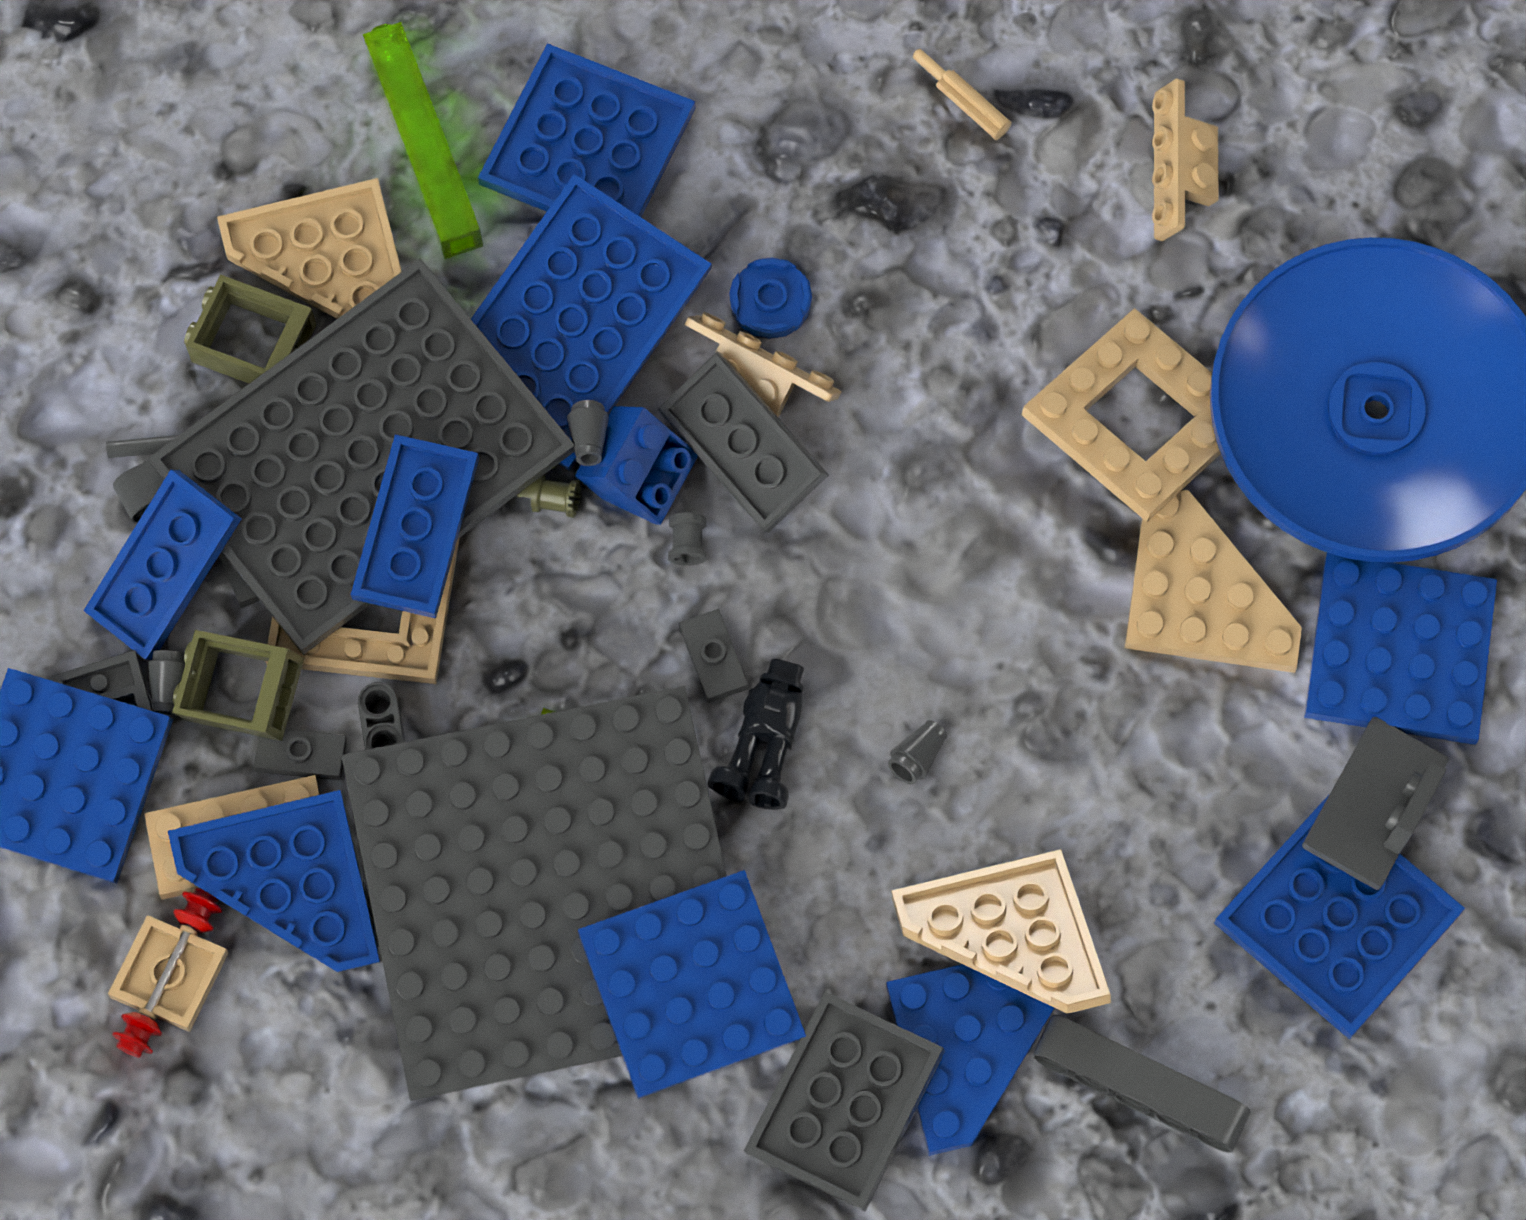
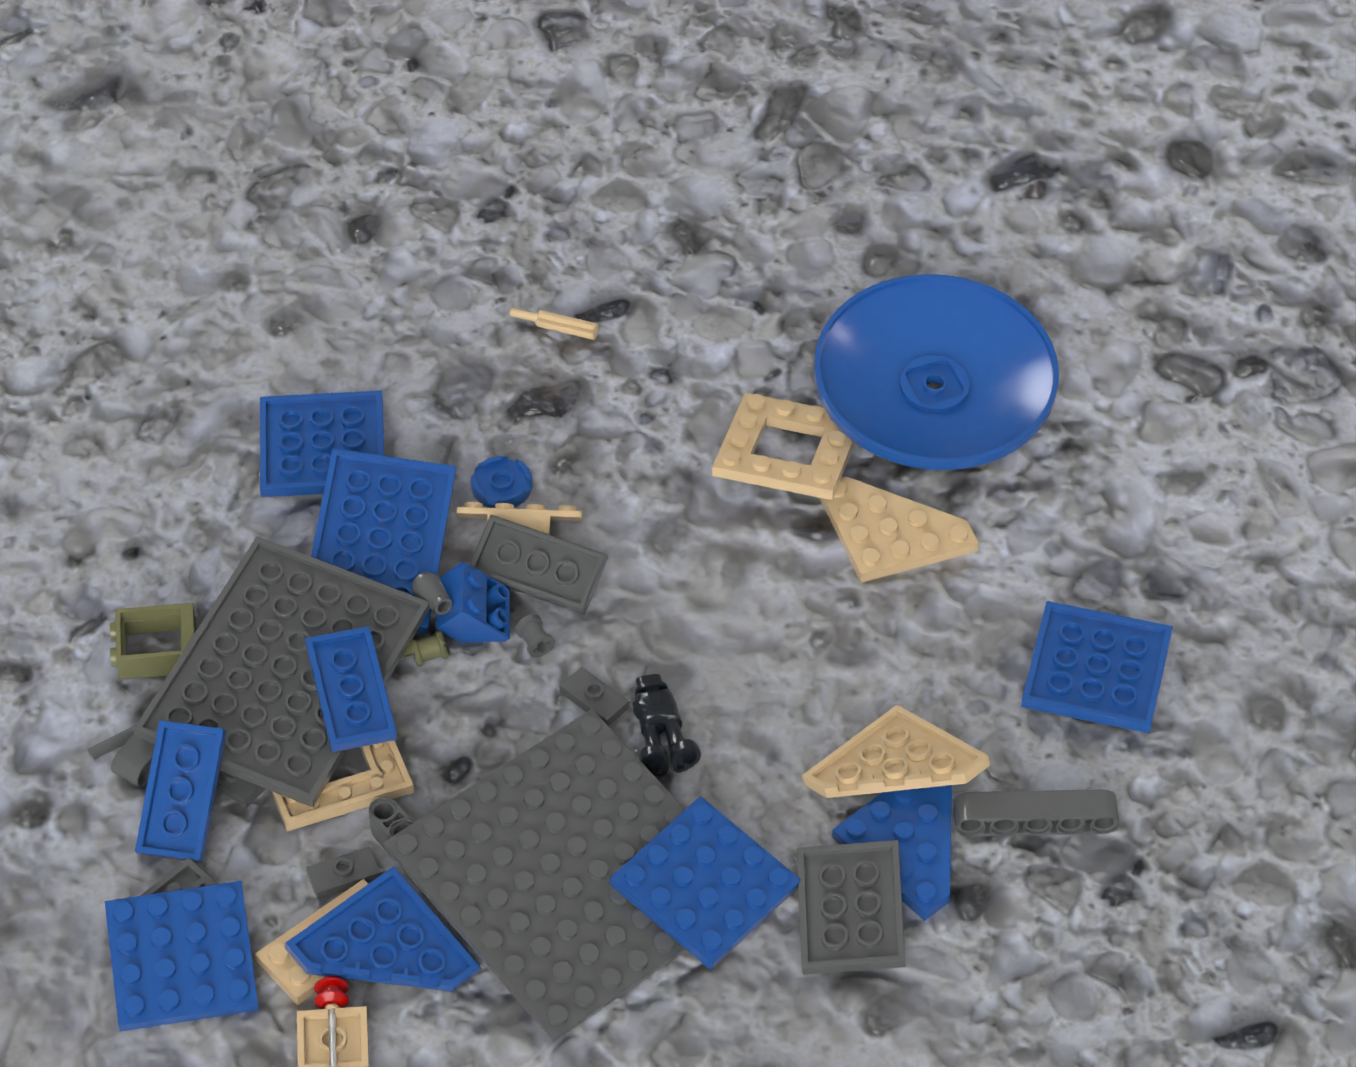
camera: 30 degrees left, 20 degrees down
(164, 675) = (220, 863): dark grey cone -> none
(274, 696) = (270, 817): olive window -> none
(317, 246) = (170, 570): tan plate -> none
(422, 140) = (206, 483): clear neon green brick -> none
(916, 754) = (767, 692): dark grey cone -> none
(1182, 160) = (720, 302): tan bracket -> none
(1376, 803) = (1082, 589): dark grey bracket -> none
(1401, 648) = (1035, 509): blue plate -> none

